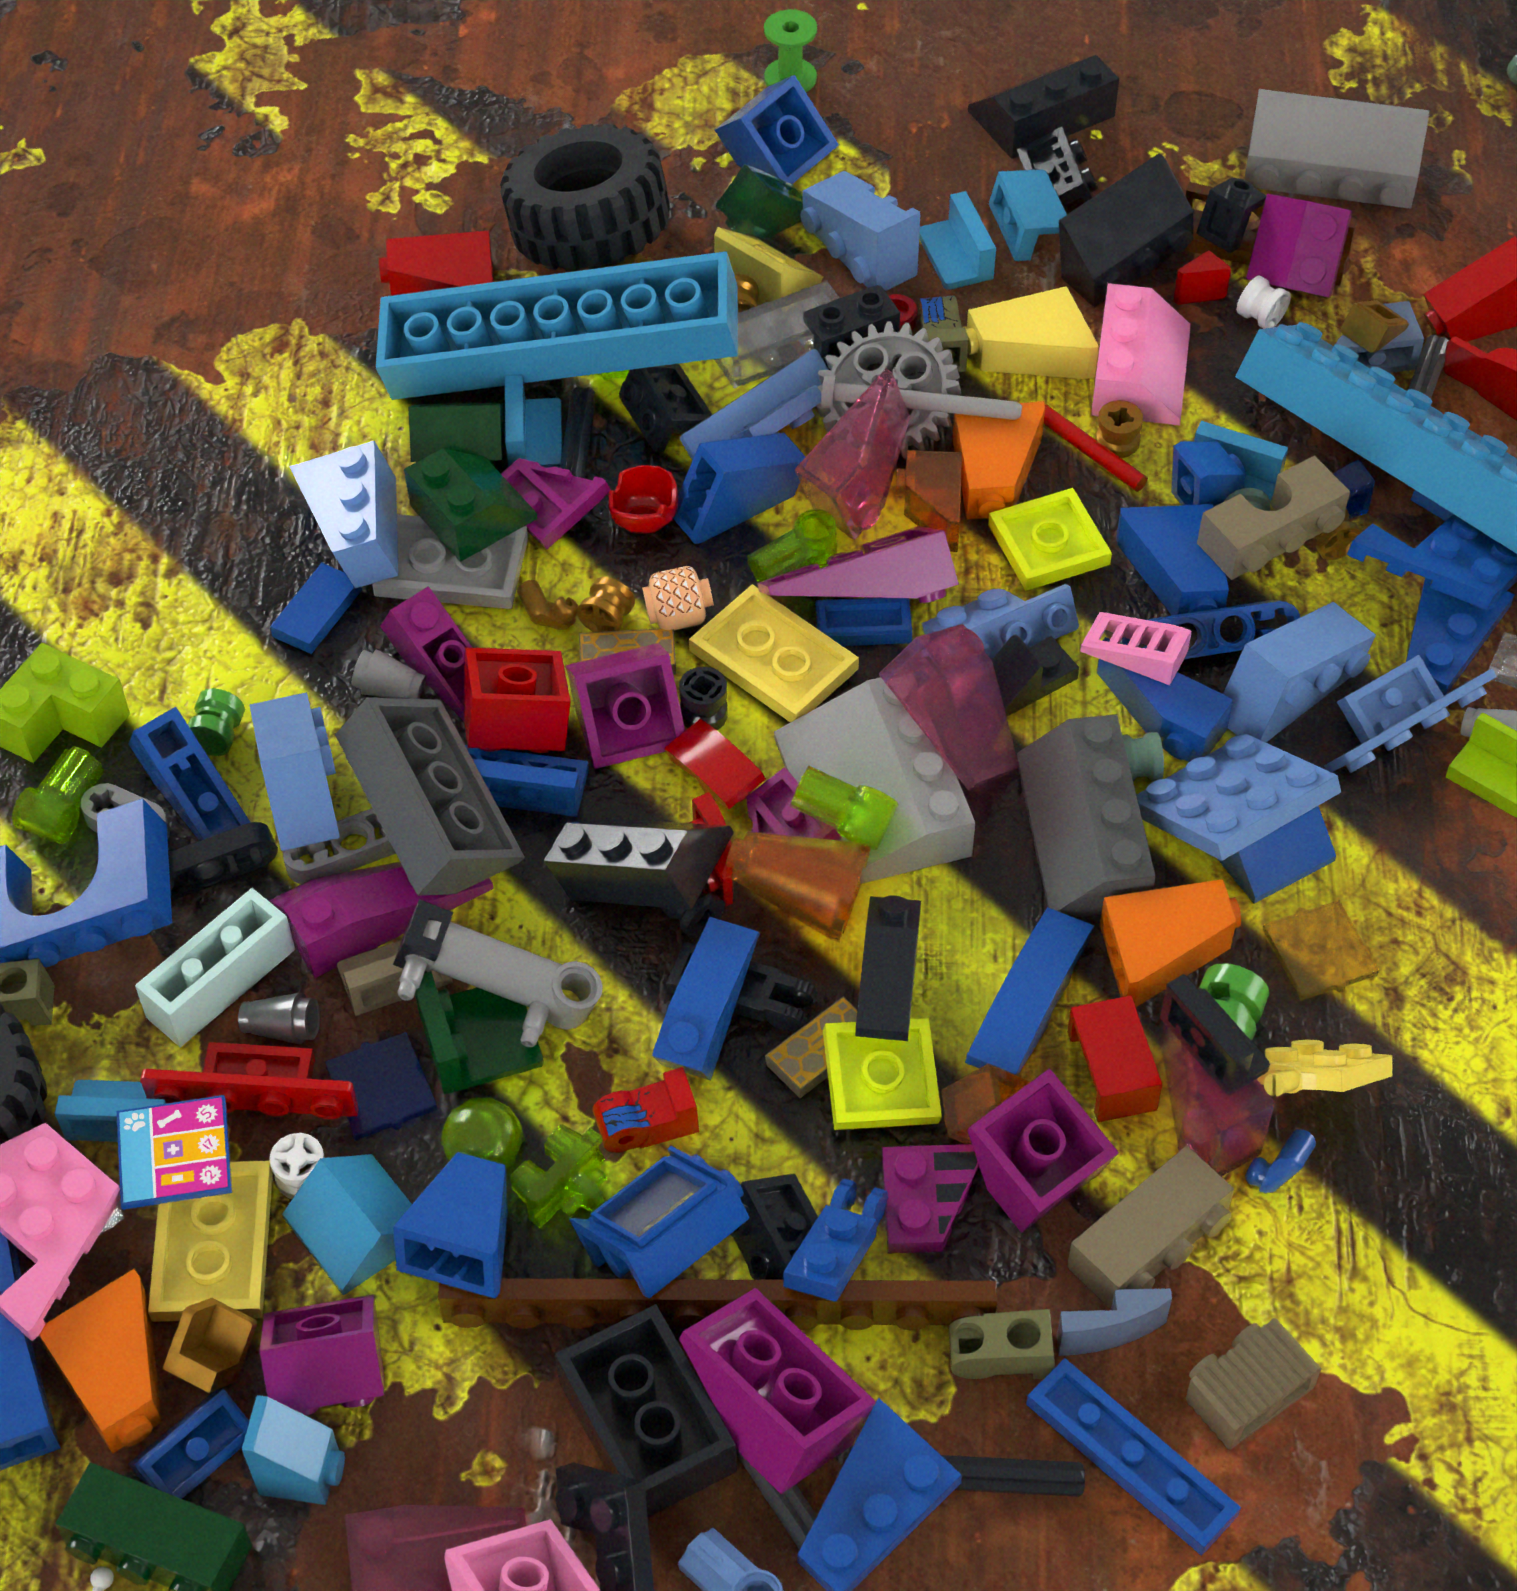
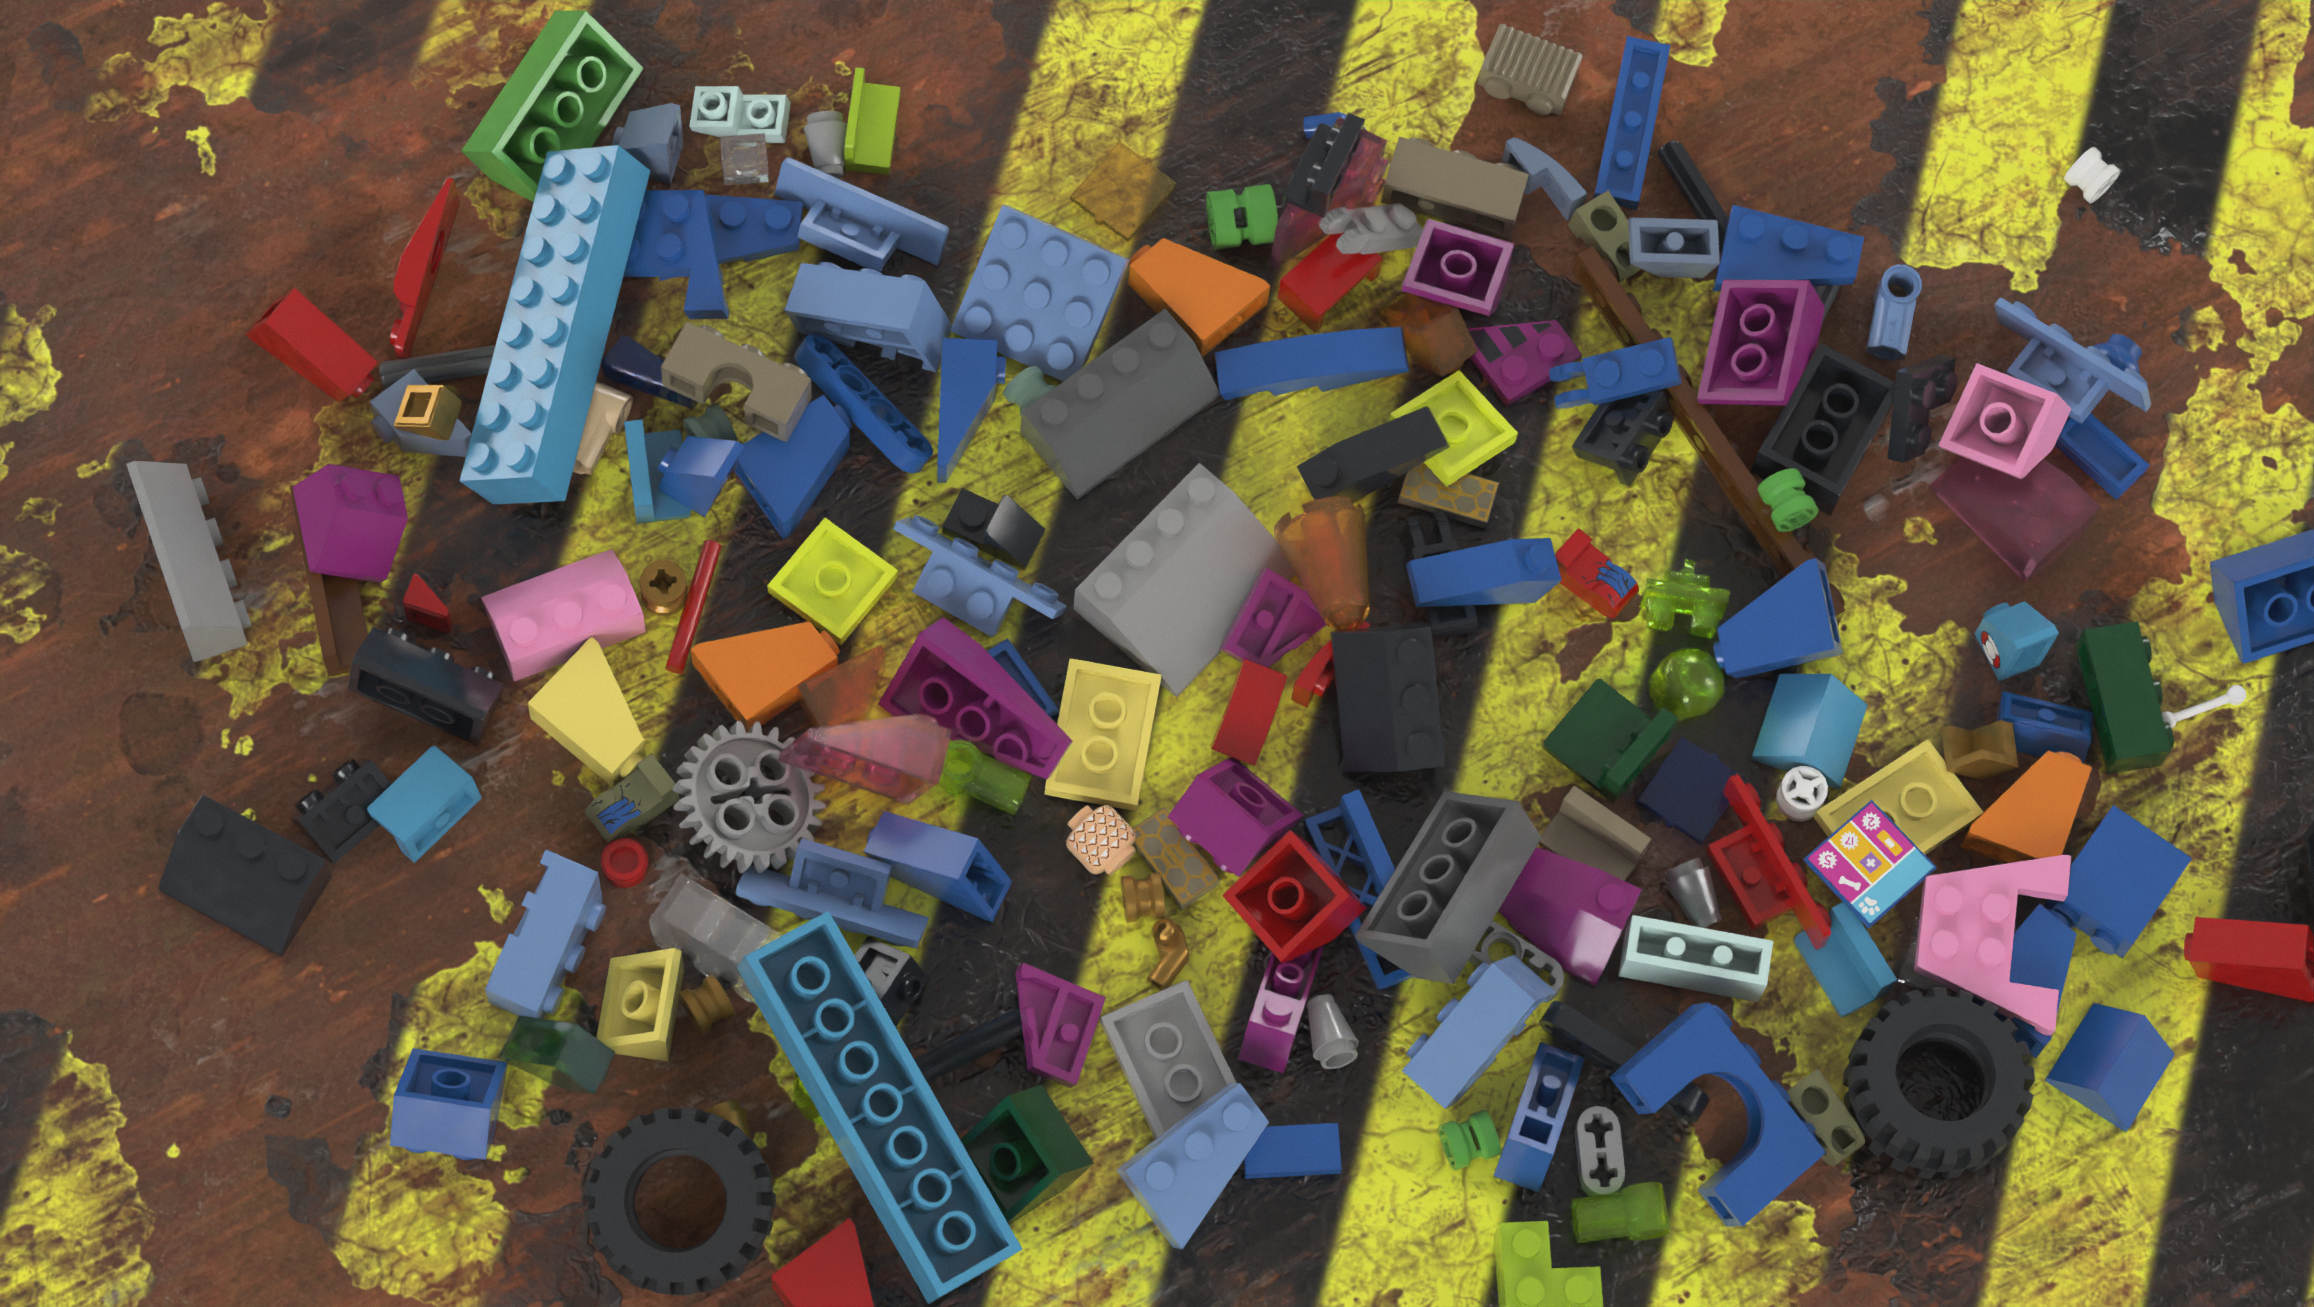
camera: 130 degrees left, 15 degrees up
(323, 1355) = (1924, 677): magenta slope -> none
(465, 501) = (1117, 1066): dark green slope -> none
(496, 967) = (1586, 781): light grey piece -> none
(531, 426) = (977, 1091): dark azure panel -> none
(570, 1294) = (1788, 500): none -> bright green wheel
(644, 499) = (1009, 933): red hair -> none
(663, 1220) = (1682, 498): blue window -> none
(704, 697) = (1185, 766): black wheel -> none
(790, 32) = (326, 1149): bright green piece -> none
(851, 313) = (688, 869): black bracket -> none
(856, 812) = (1252, 553): clear neon green piece -> none
(925, 401) = (802, 824): light grey bar -> none
(949, 1378) = (1674, 246): none -> sand blue slope
(956, 702) = (1095, 538): clear pink slope -> none
(959, 246) = (500, 852): dark azure panel -> none
(1139, 1105) = (1373, 228): none -> light grey hinge
(1148, 662) = (925, 394): bright pink slope -> none
(1228, 212) = (339, 600): black bracket -> none
(1263, 302) = (426, 538): white wheel -> none
(1302, 440) = (605, 416): none -> tan piece
(1312, 1067) = (1266, 119): light yellow plate -> none

